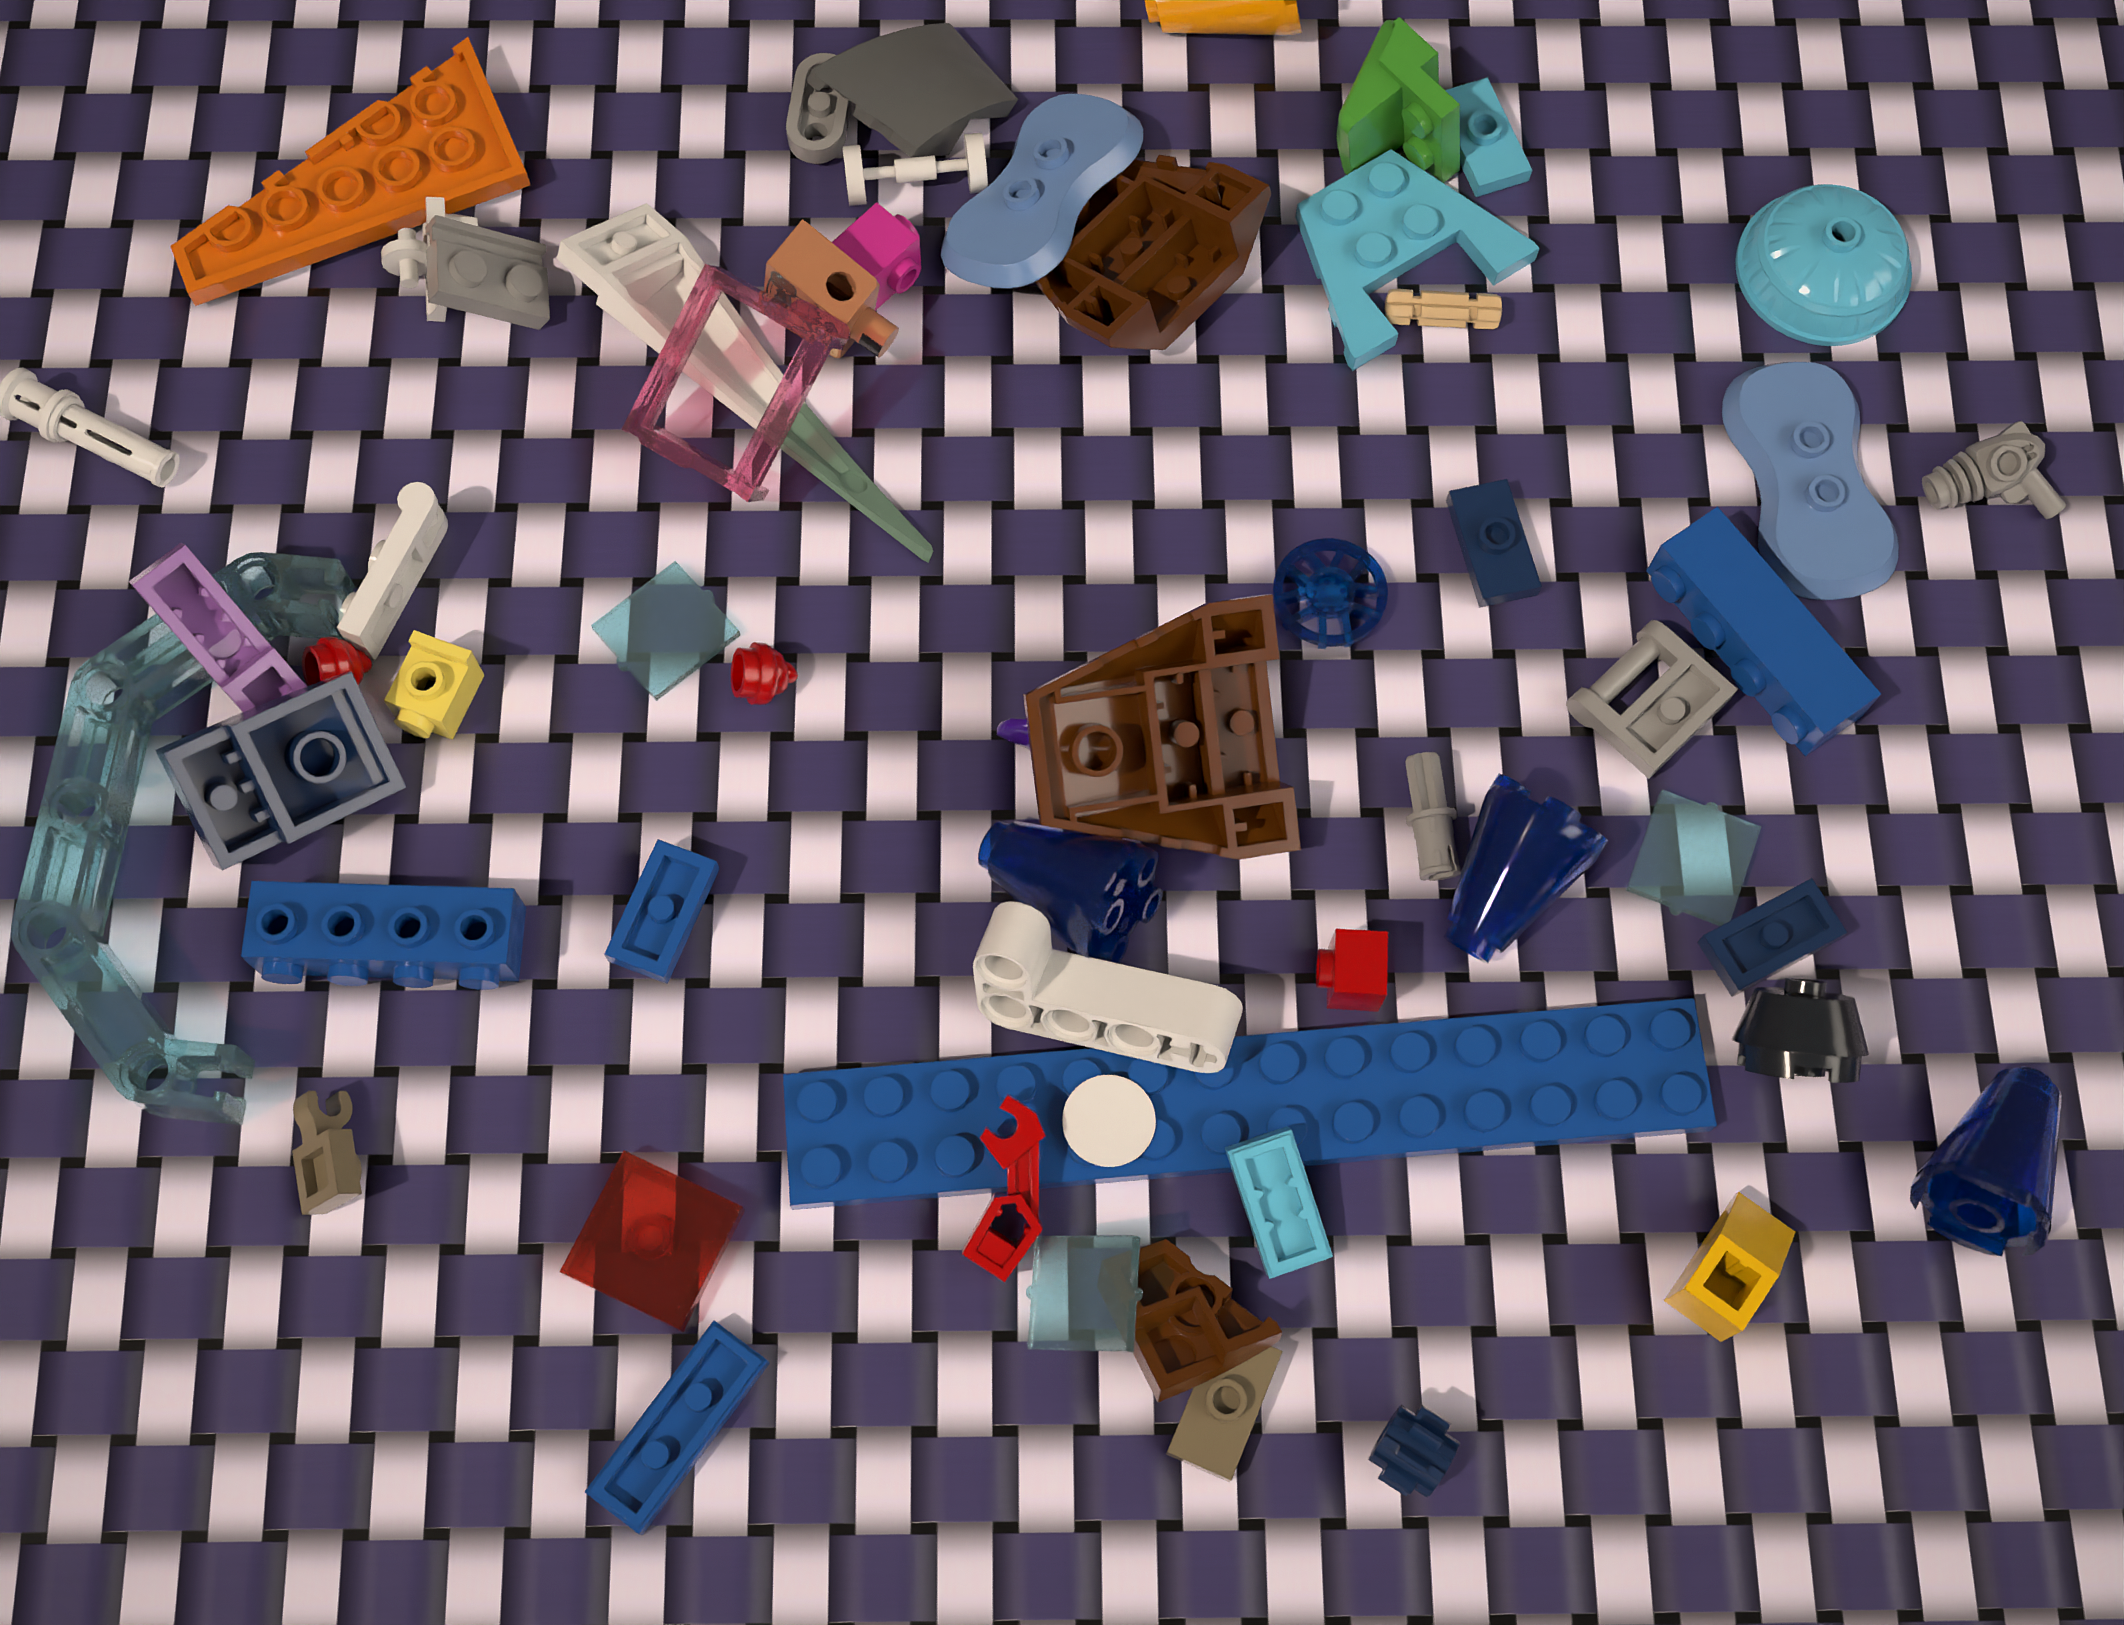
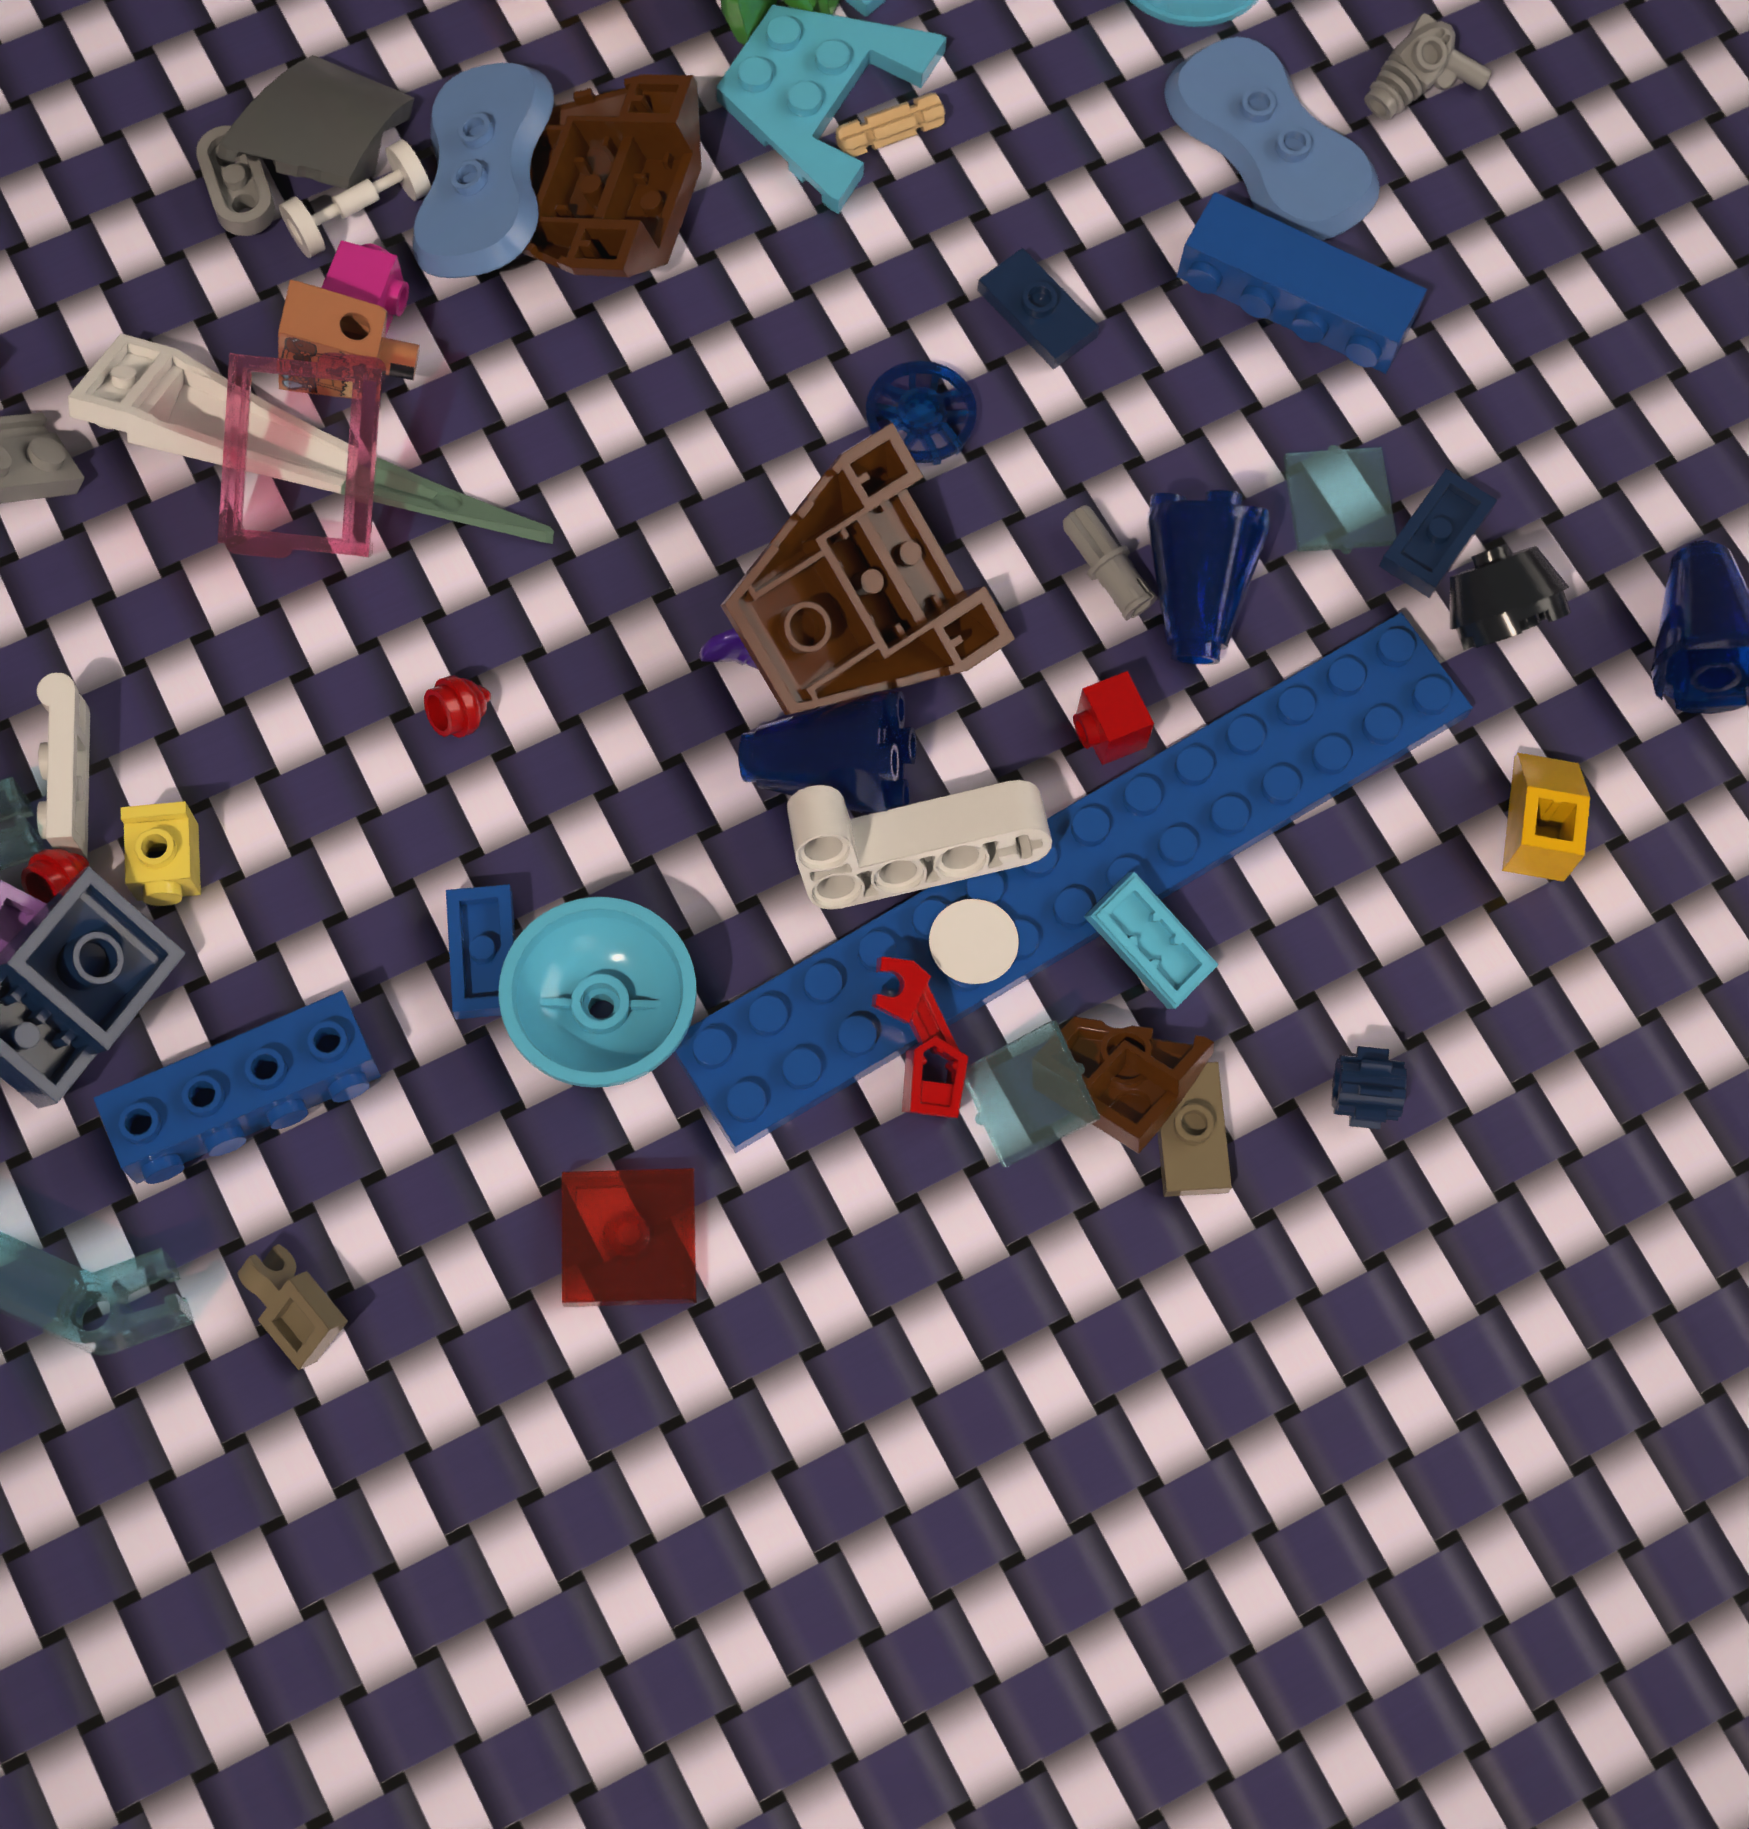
camera: 30 degrees left, 0 degrees up
(665, 630) = (346, 709): clear light blue piece -> none
(677, 1428) = (737, 1383): blue tile -> none
(724, 962) = (589, 955): none -> medium azure hat
(1666, 712) = (1256, 387): light grey plate -> none

